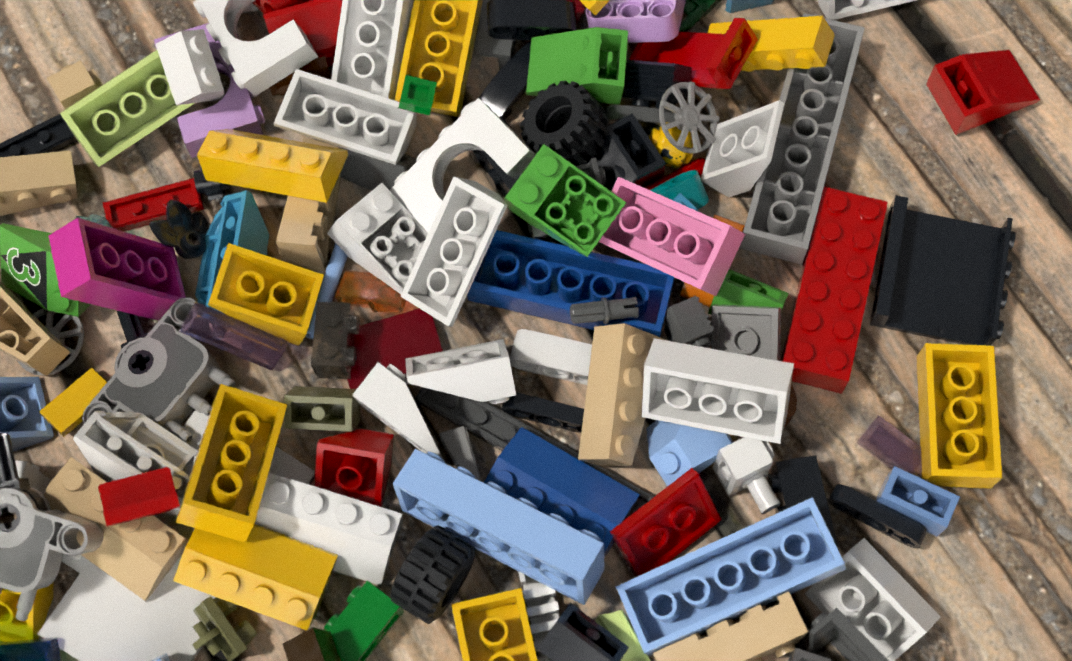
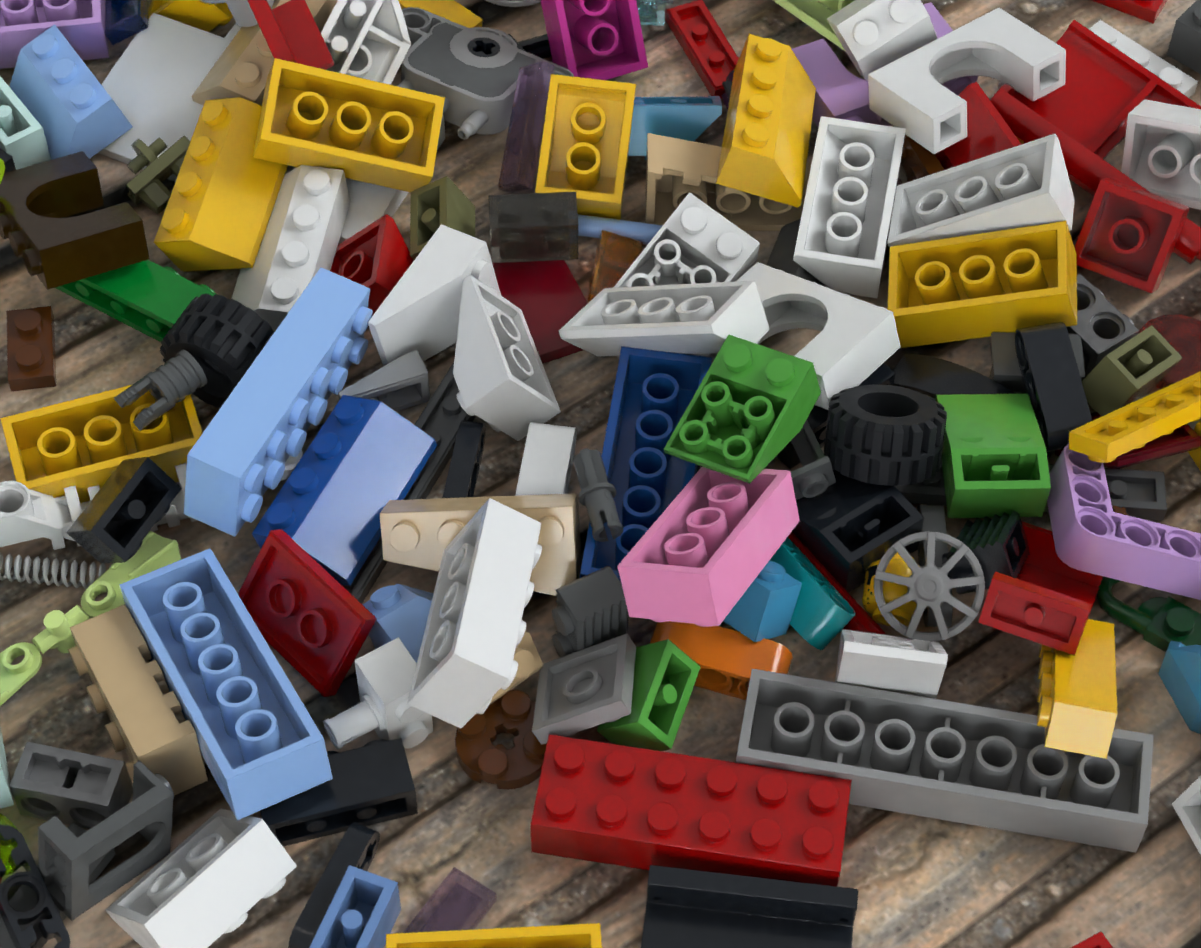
camera: 80 degrees right, 15 degrees down
(182, 230) = (675, 65): black plate -> none
(417, 95) = (893, 258): green plate -> none
(474, 610) = (167, 386): none -> dark grey hinge

